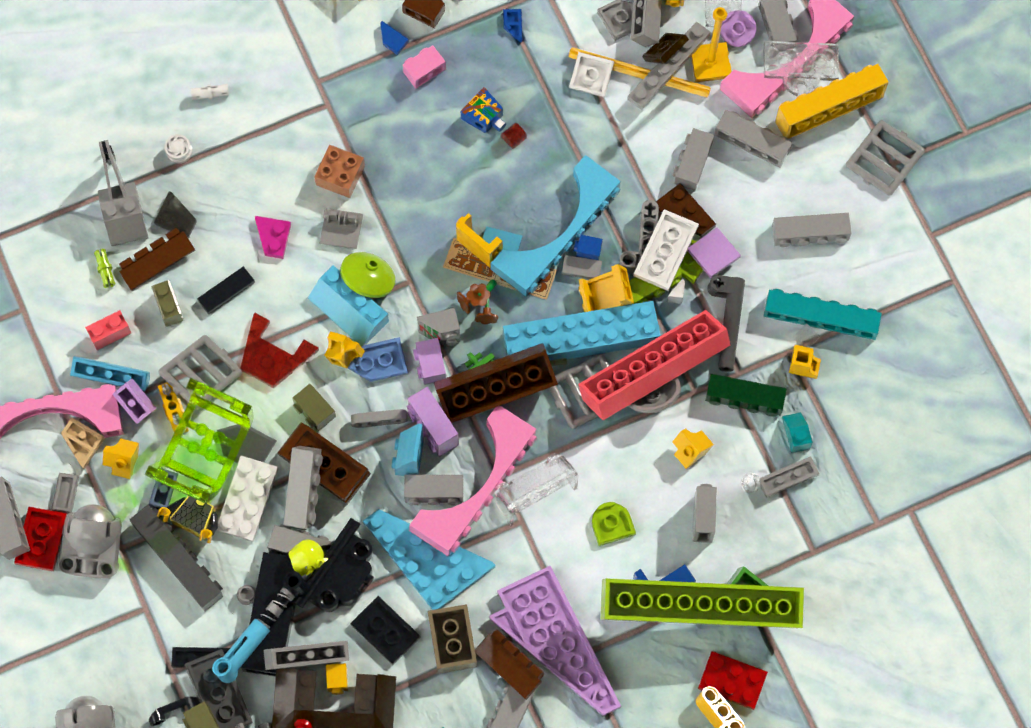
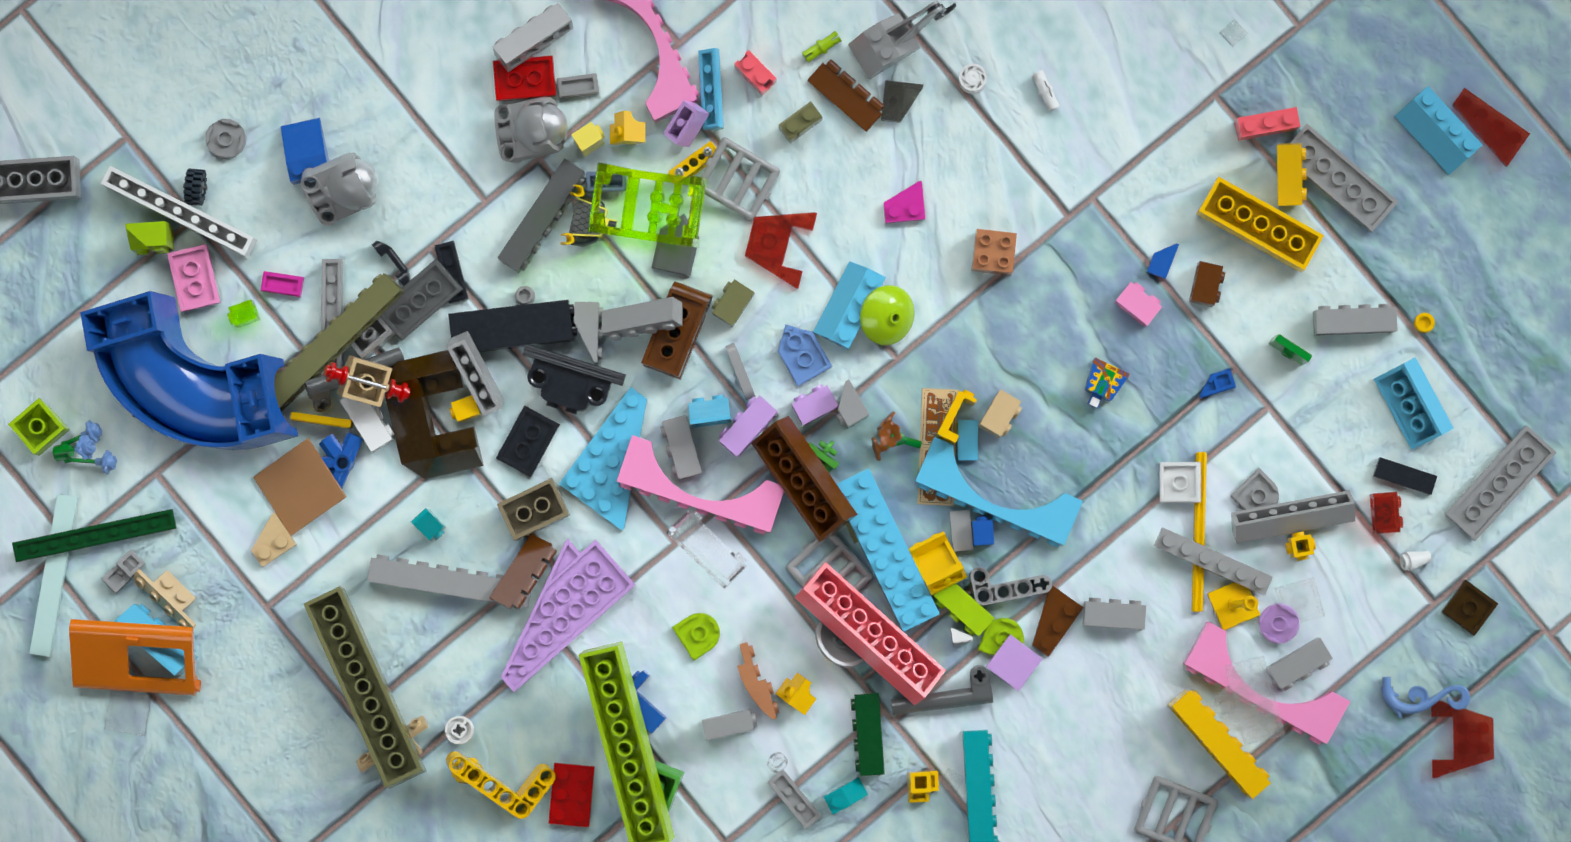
camera: 75 degrees right, 15 degrees up
(82, 441) = (634, 84): tan wing -> none
(118, 492) = (588, 138): none -> light yellow brick
(226, 290) = (833, 176): black tile -> none
(247, 498) = (621, 266): white plate -> none
(258, 629) = (486, 319): piece -> none
(307, 554) = (571, 343): neon yellow helmet -> none
(341, 228) = (933, 272): light grey hinge -> none
(342, 350) = (799, 313): yellow brick -> none
(487, 202) = (999, 414): none -> tan brick
(514, 135) = (1088, 419): clear red brick -> none
(666, 48) = (1229, 553): dark brown tile -> none
(666, 250) = (998, 612): white plate -> none
(678, 482) = (758, 690): none -> nougat slope
(753, 138) = (1155, 671): light grey brick -> none
(811, 229) = (1070, 757): light grey brick -> none

